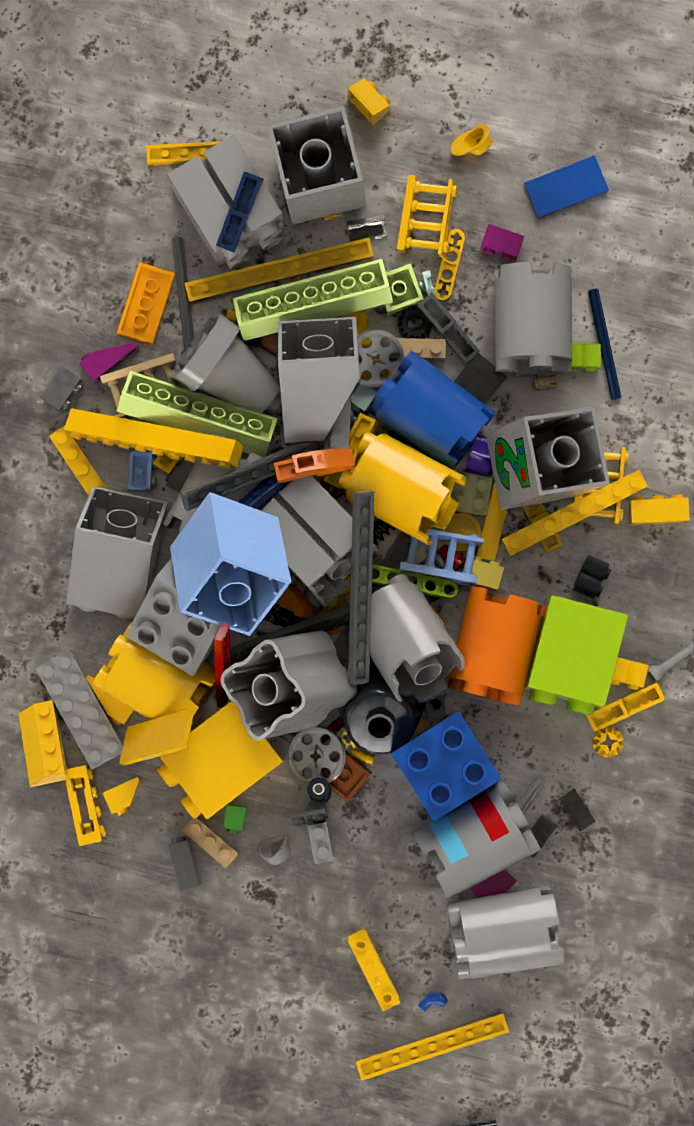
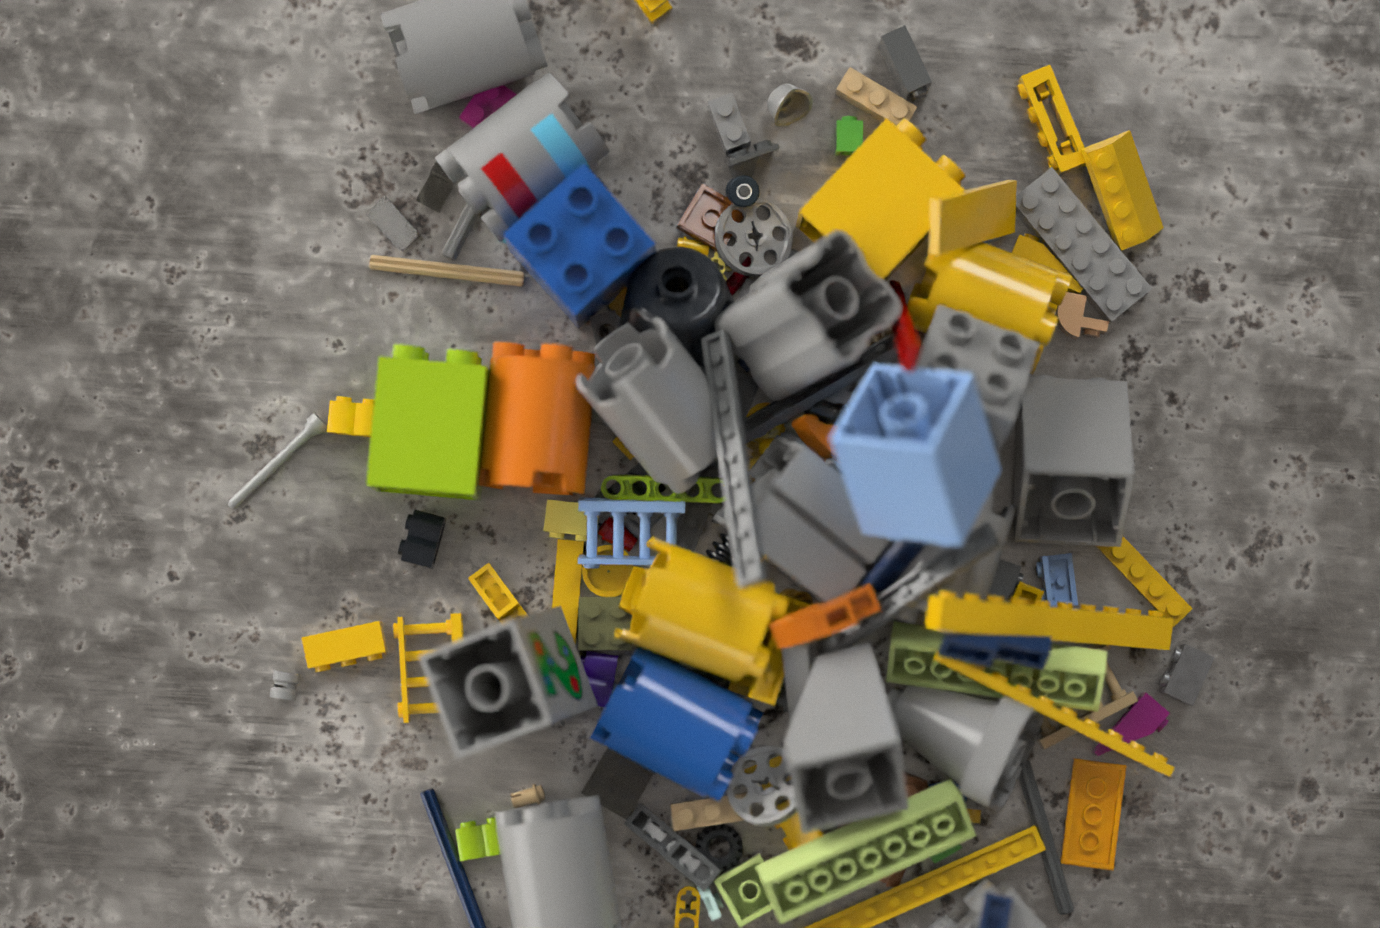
camera: 170 degrees right, 0 degrees up
(97, 657) = (1072, 321): none -> light nougat brick
(122, 796) = (1005, 140): yellow slope -> none
(167, 379) = (1064, 716): none -> yellow plate
(204, 423) = (983, 649): none -> dark blue slope
(362, 398) = (773, 730): light aqua brick -> none
(543, 769) = (447, 270): none -> tan axle
(574, 513) = (460, 619): yellow plate -> none
(603, 750) = (377, 326): yellow gear -> none
(626, 706) = (345, 375): yellow slope -> none

